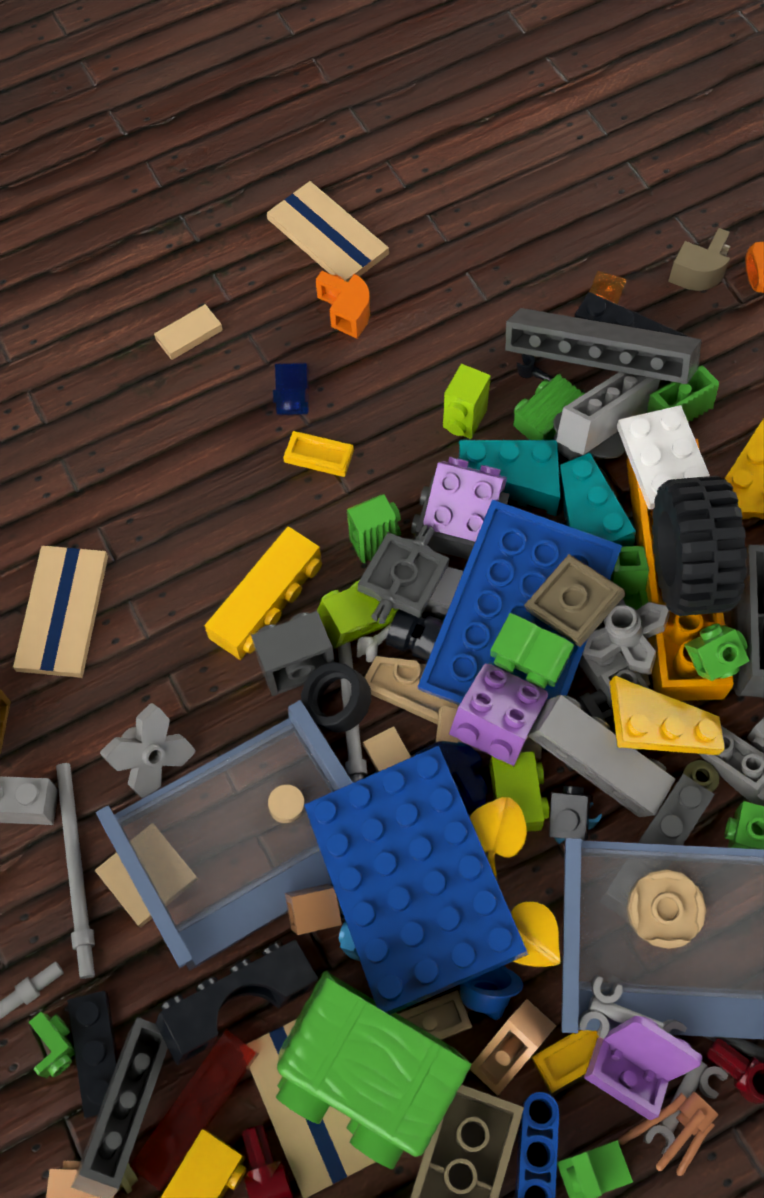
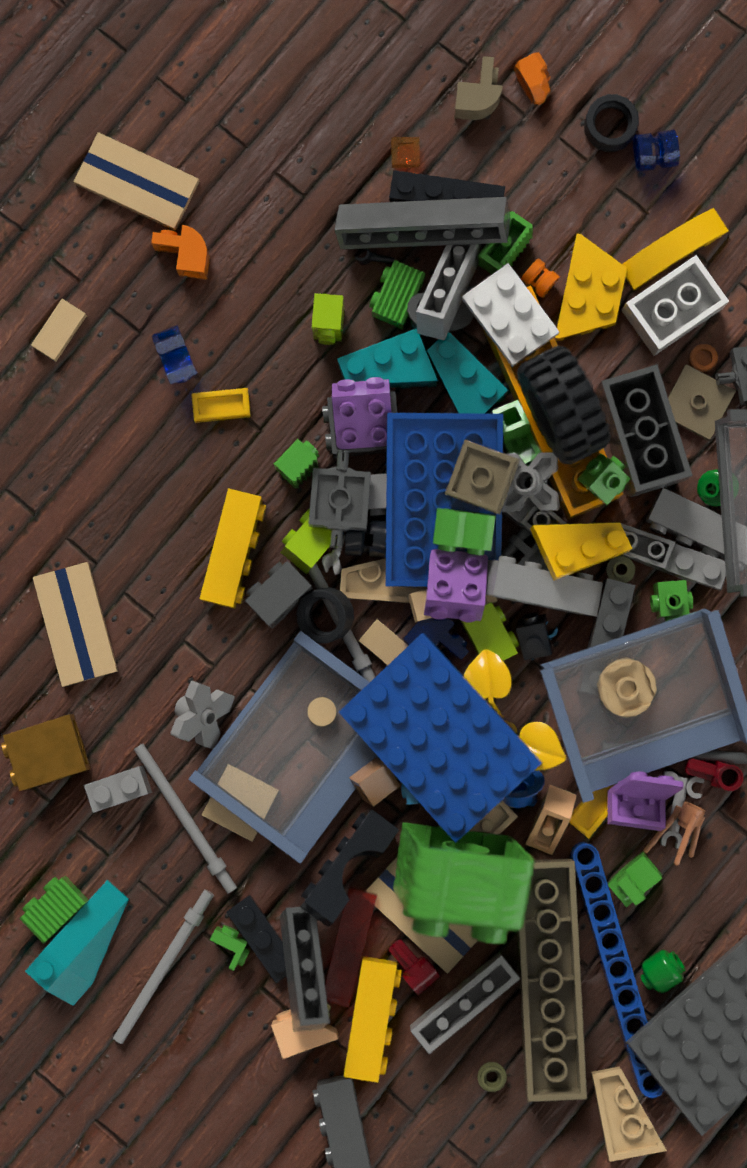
camera: 20 degrees left, 20 degrees up
(603, 1007) = (604, 770): light grey bar -> none
(710, 445) = (545, 281): none -> orange wheel

